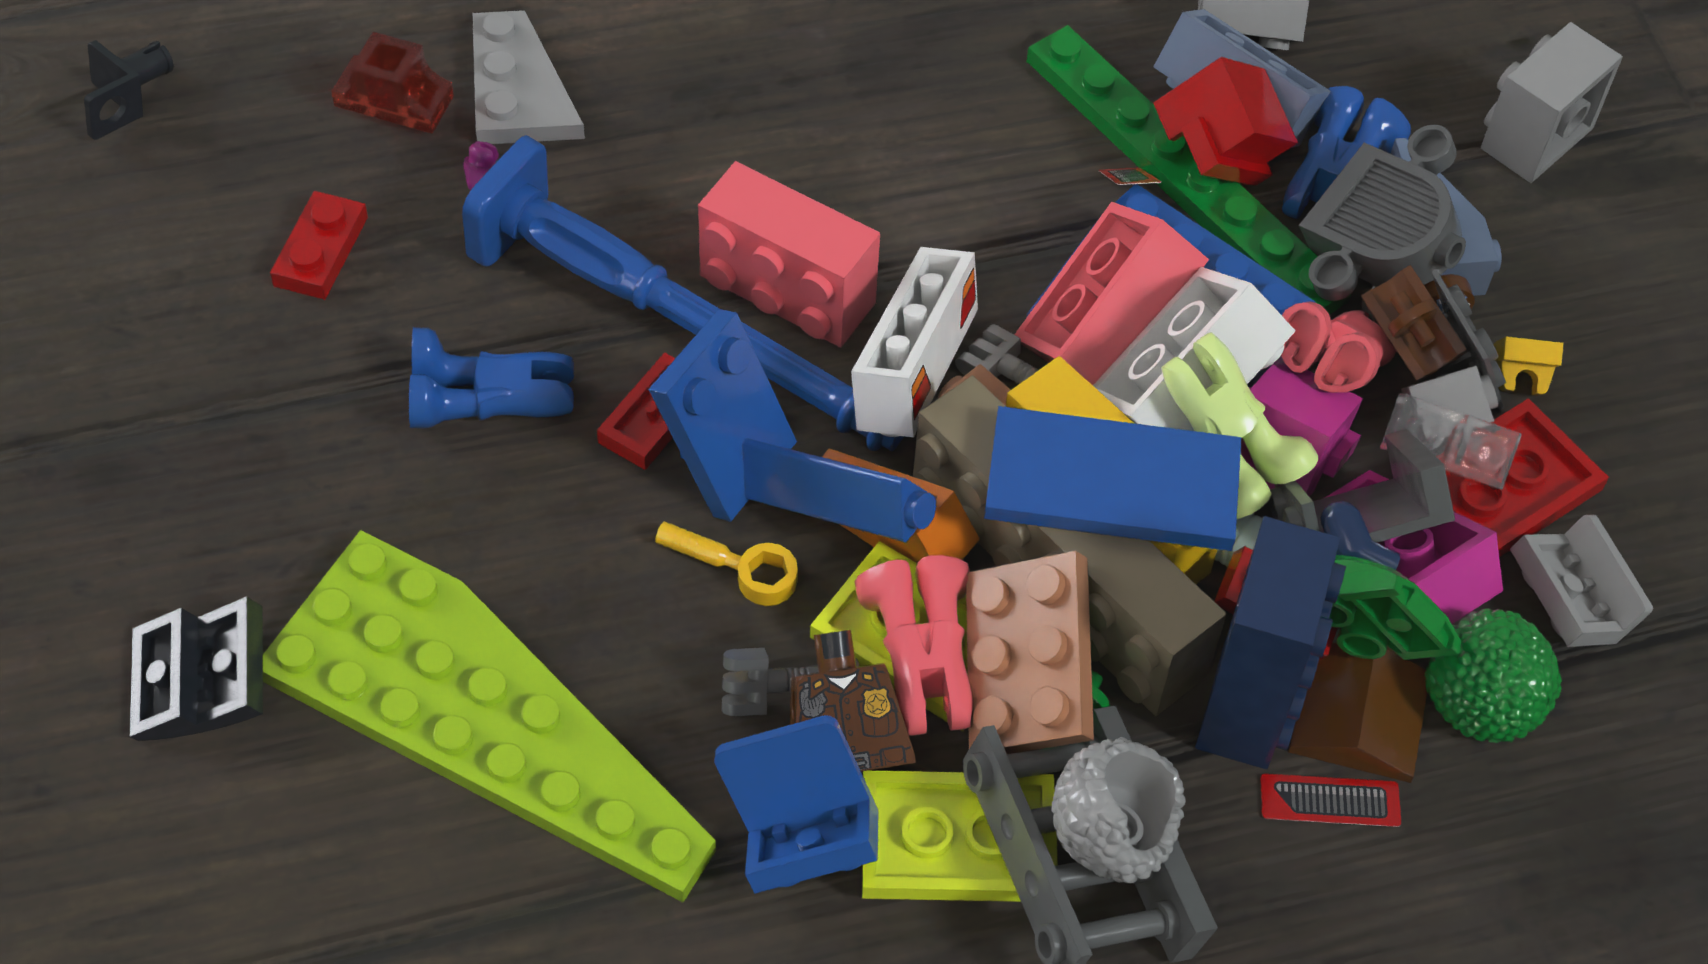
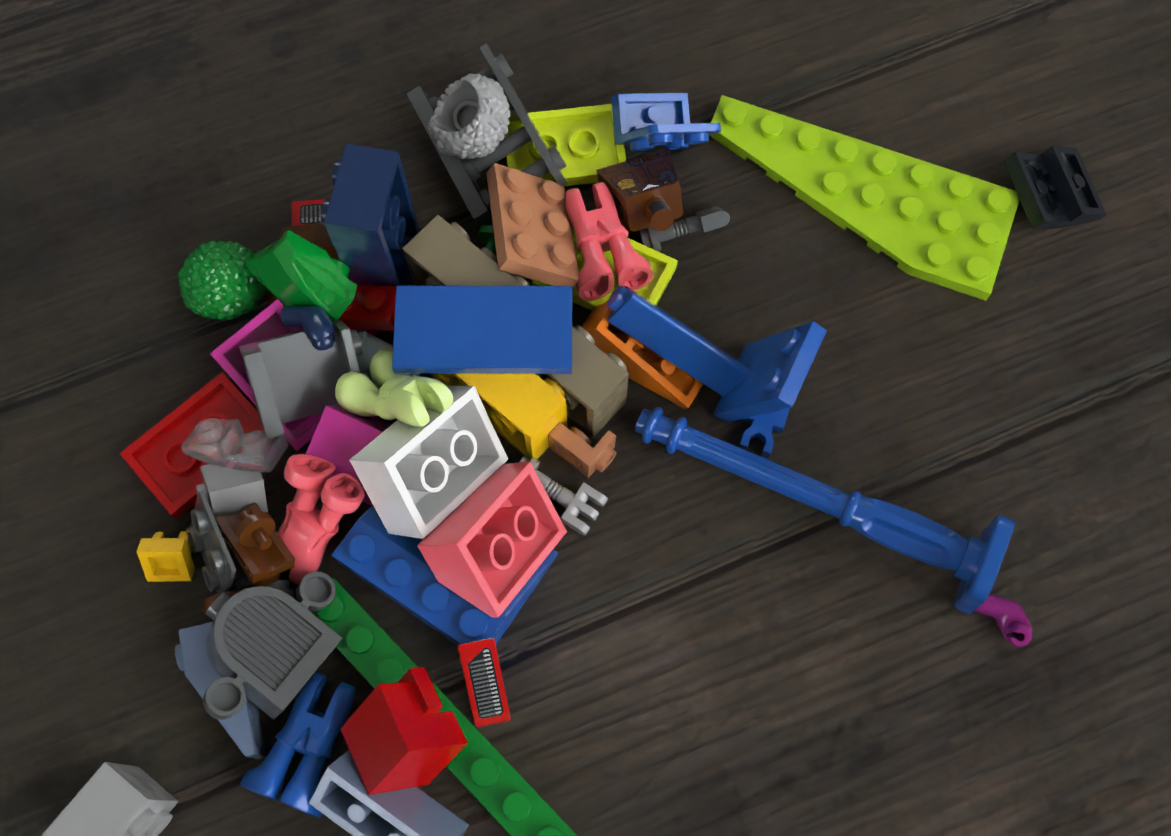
camera: 175 degrees right, 15 degrees up
(319, 245) = (1112, 534): red plate -> none
(393, 84) = (1116, 689): clear red brick -> none
(503, 383) = (938, 418): blue piece -> none
(518, 84) = (1020, 730): light grey wing -> none
(636, 425) = (819, 416): red plate -> none
(719, 555) = (747, 317): yellow piece -> none
(788, 254) = (754, 544): coral brick -> none
(914, 342) = (639, 469): white brick -> none
(1583, 583) = (154, 366): light grey bracket -> none

